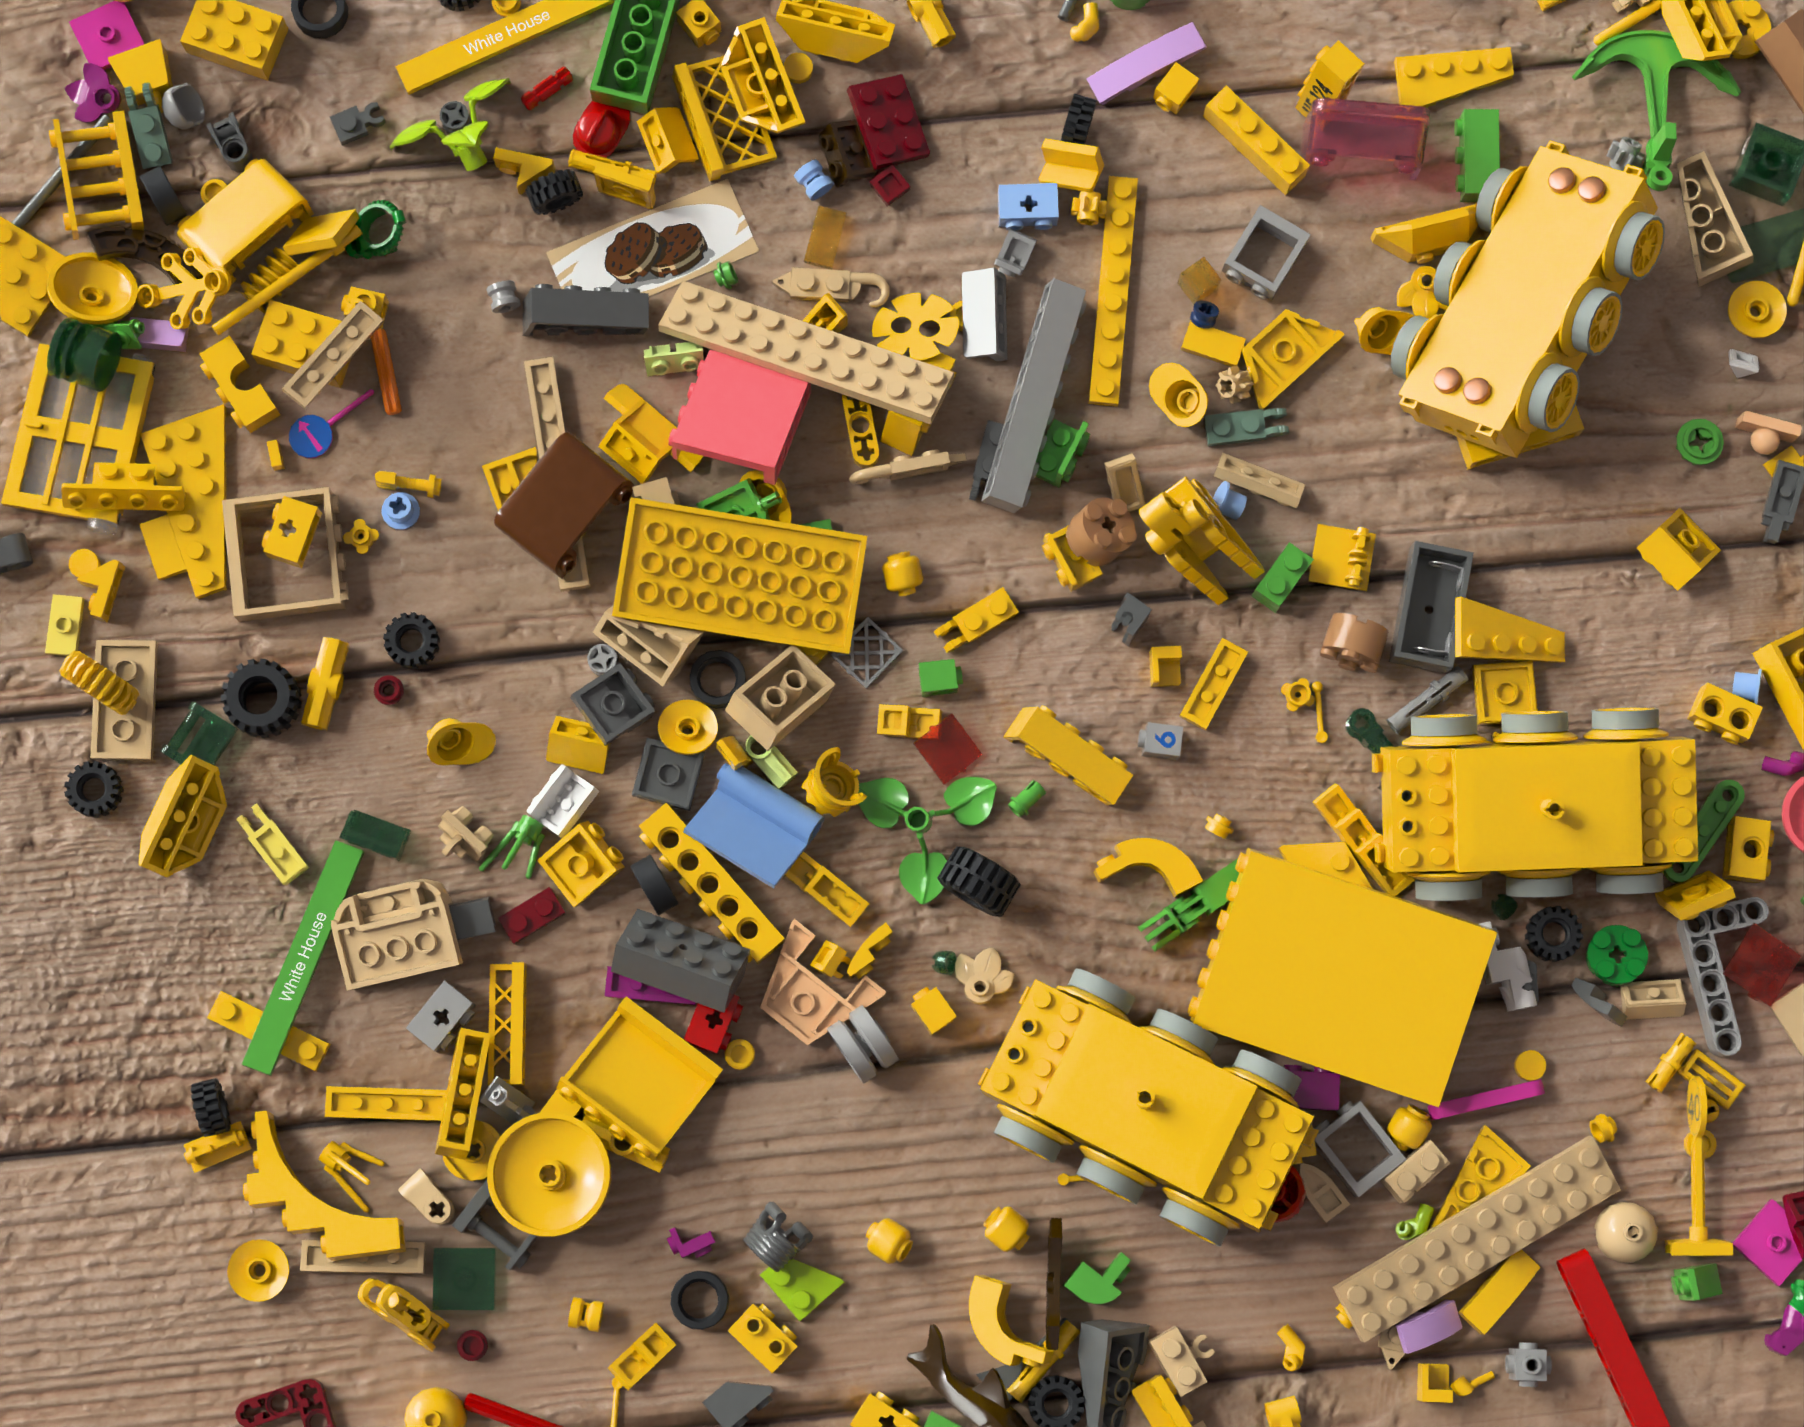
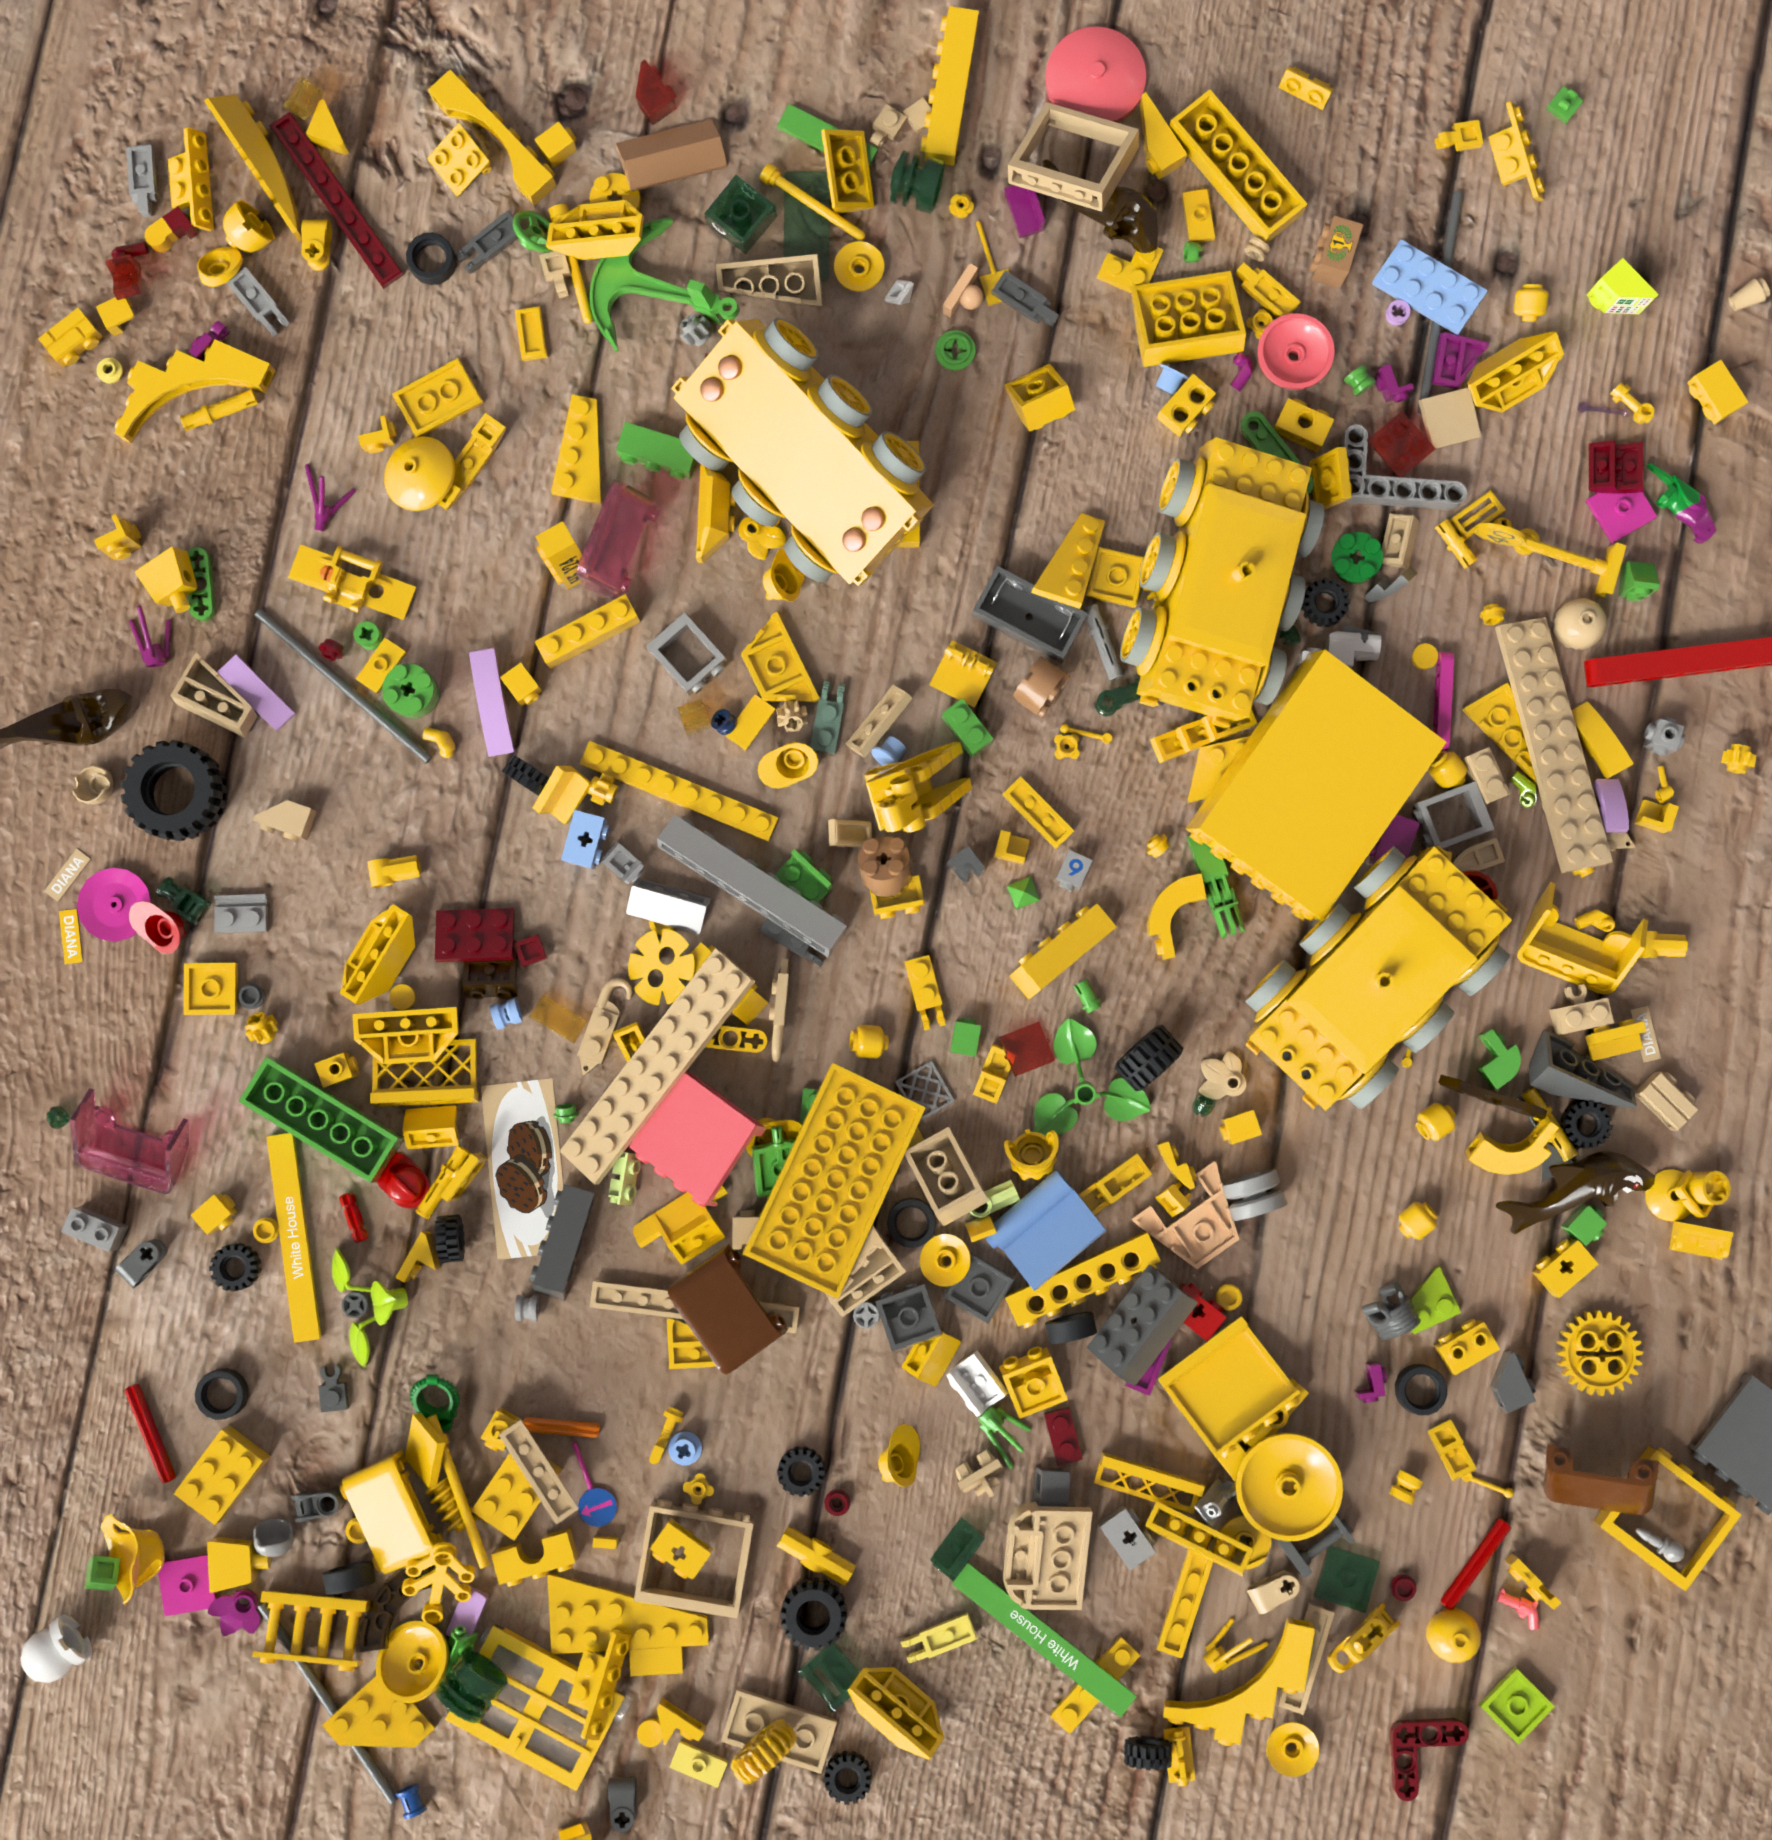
camera: 65 degrees left, 5 degrees up
(148, 129) = (284, 1573): sand green hinge -> none
(1119, 695) = (1023, 893): none -> bright green slope
(1246, 1332) = (1575, 954): none -> yellow windscreen

